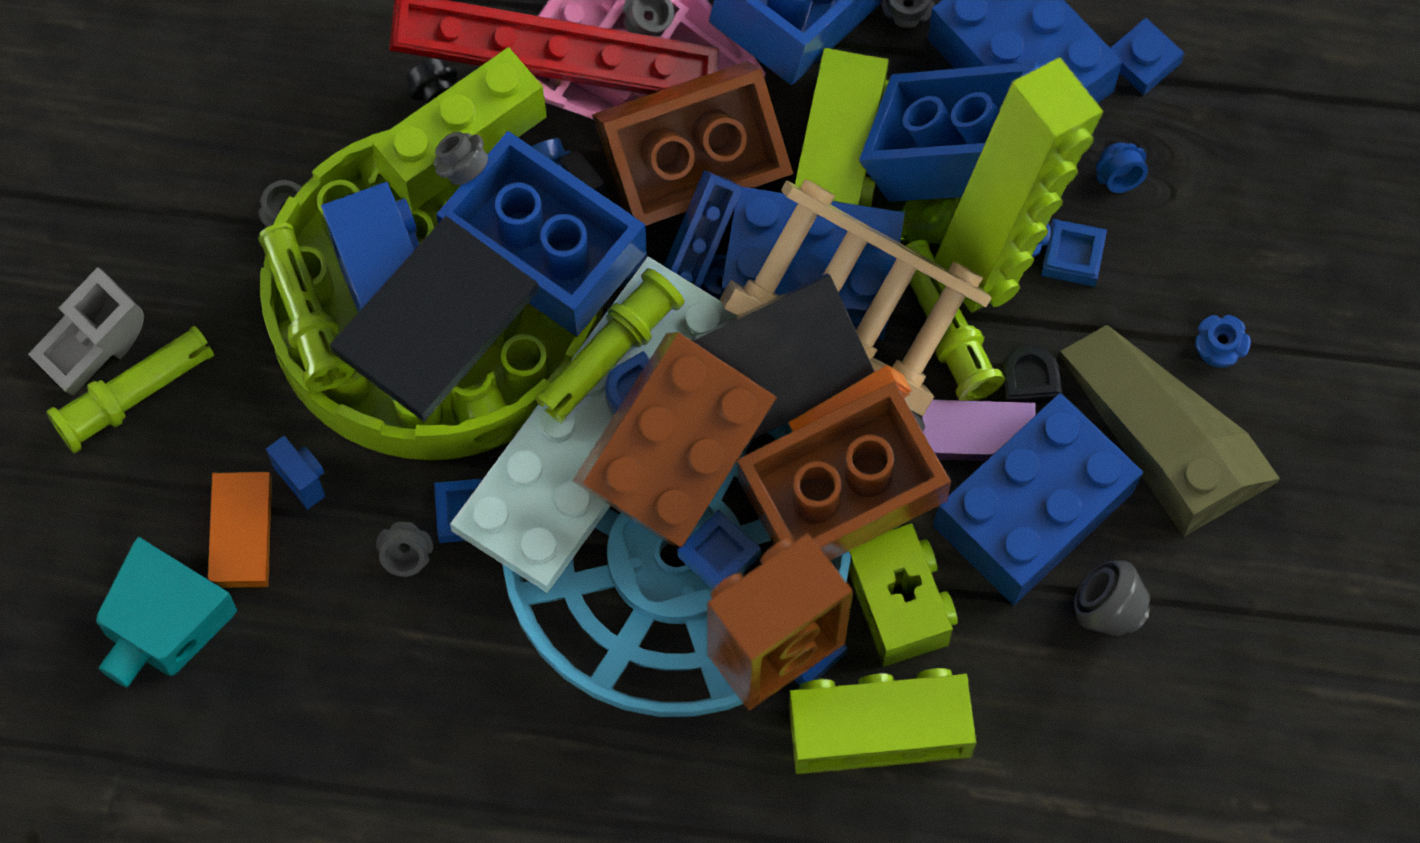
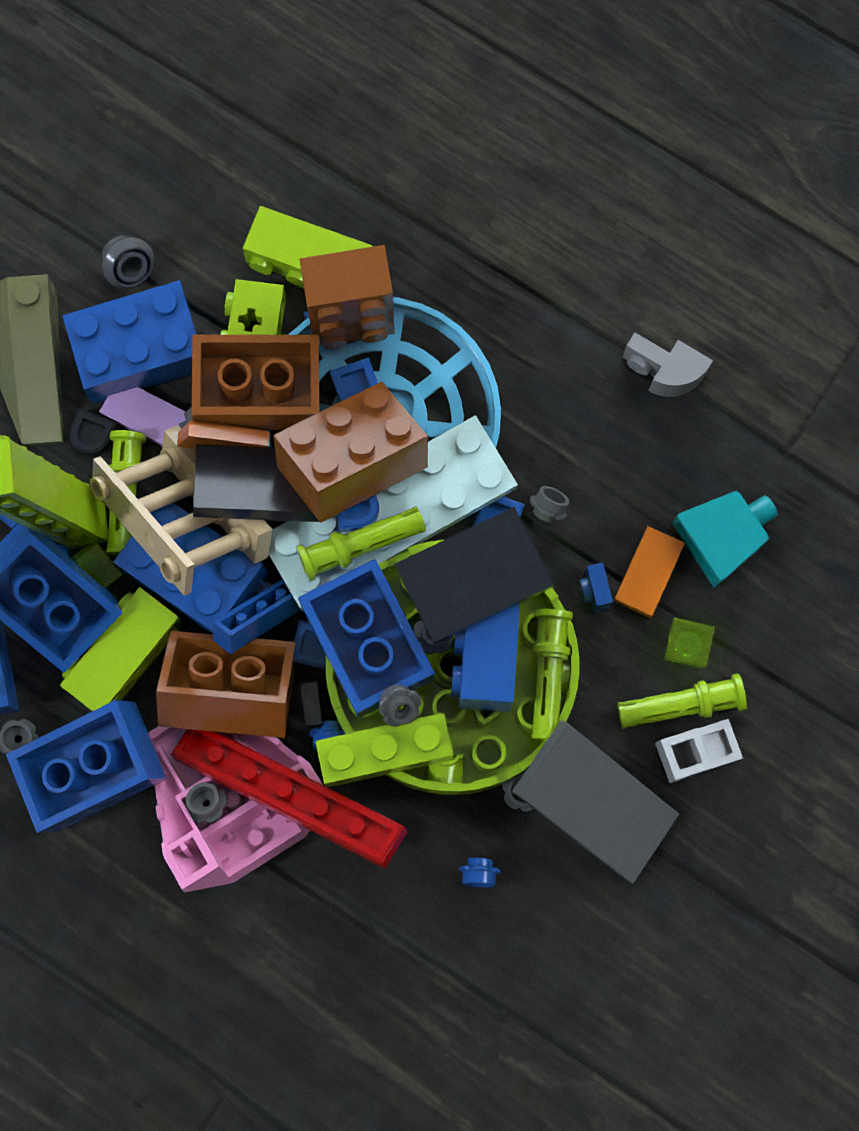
camera: 155 degrees left, 10 degrees up
(151, 461) = (689, 643): none -> clear neon green plate
(186, 206) = (595, 801): none -> dark grey tile
(295, 95) = (479, 873): none -> blue plate
(313, 794) = (673, 372): none -> light grey brick

